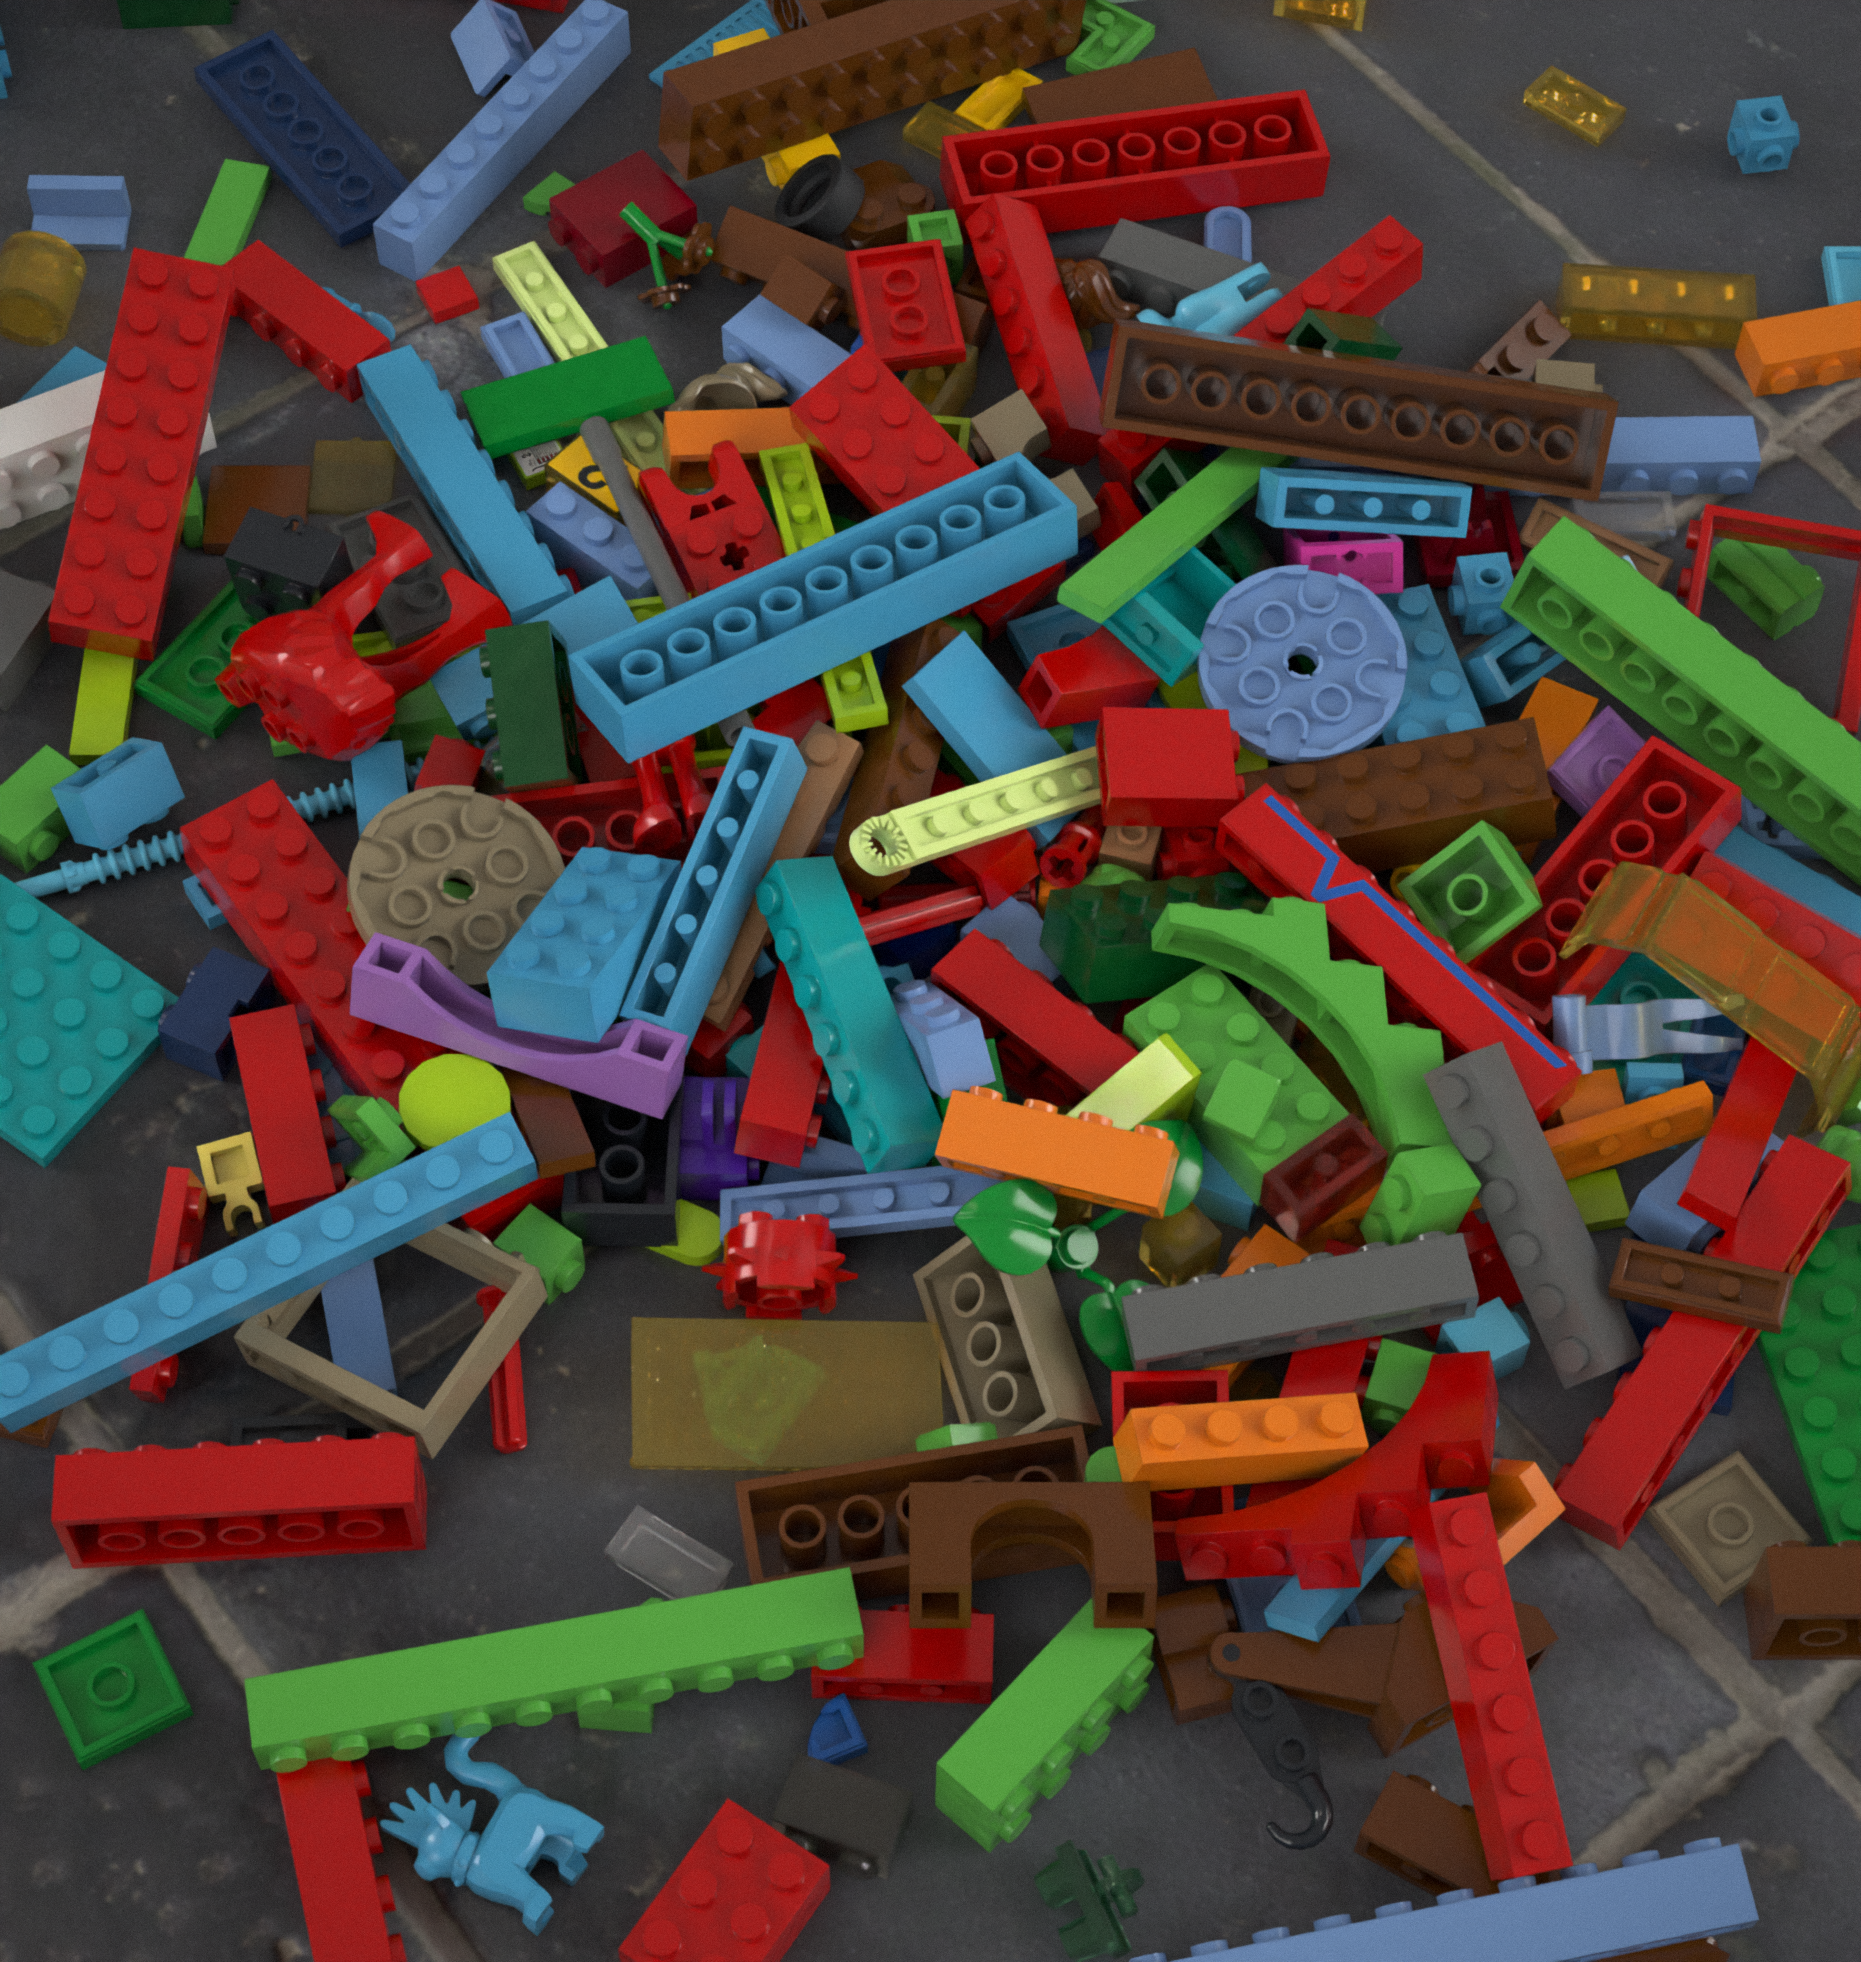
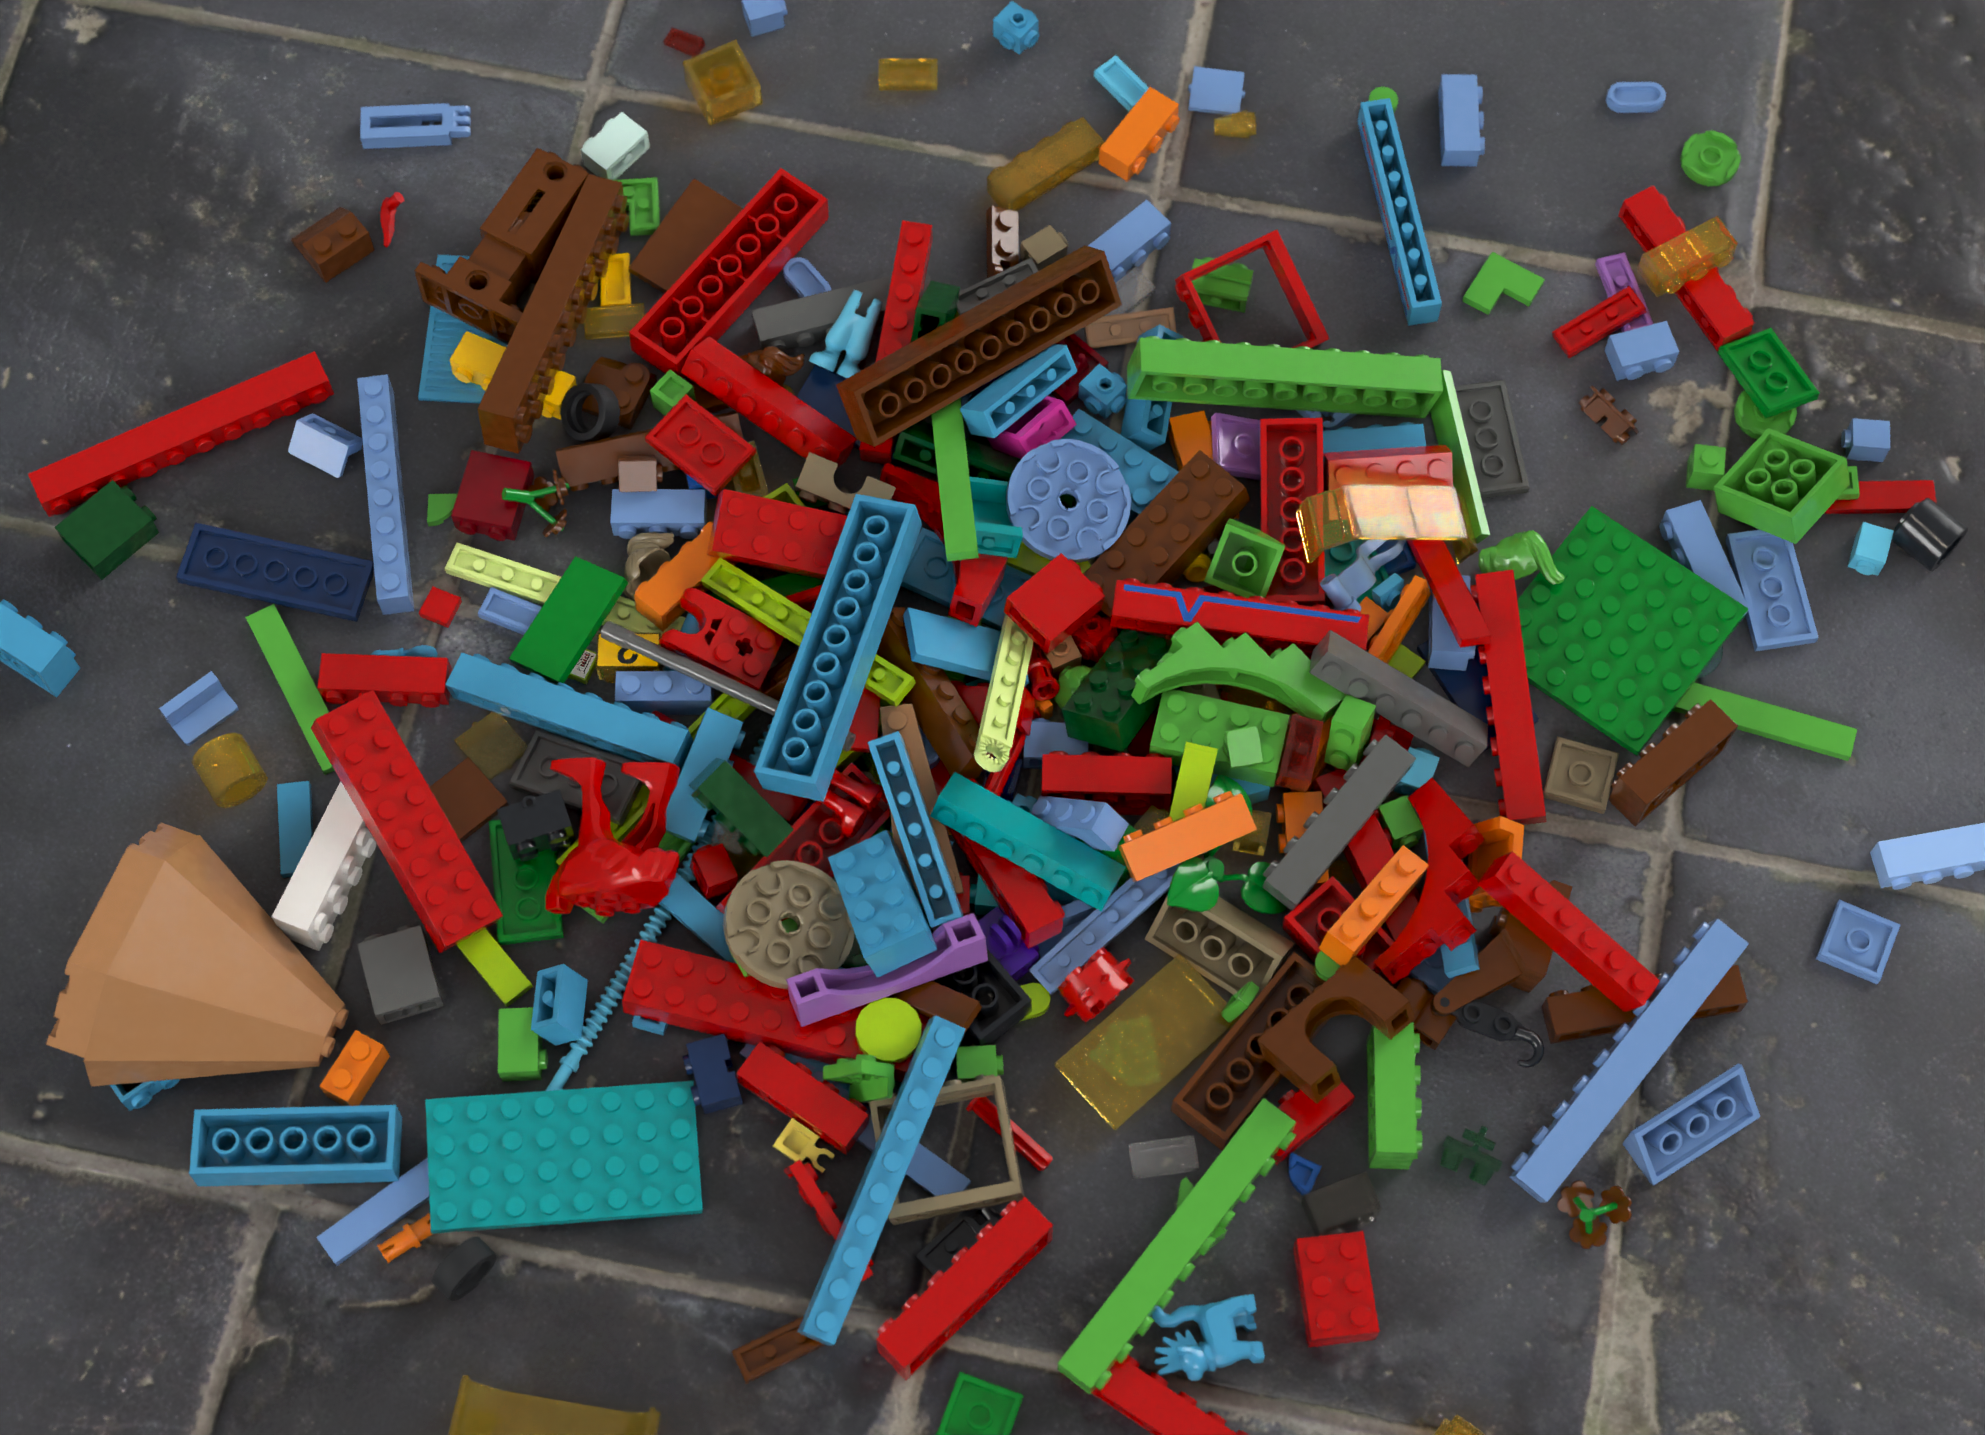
camera: 40 degrees left, 10 degrees up
(1701, 1285) = (1495, 676): reddish brown tile -> none

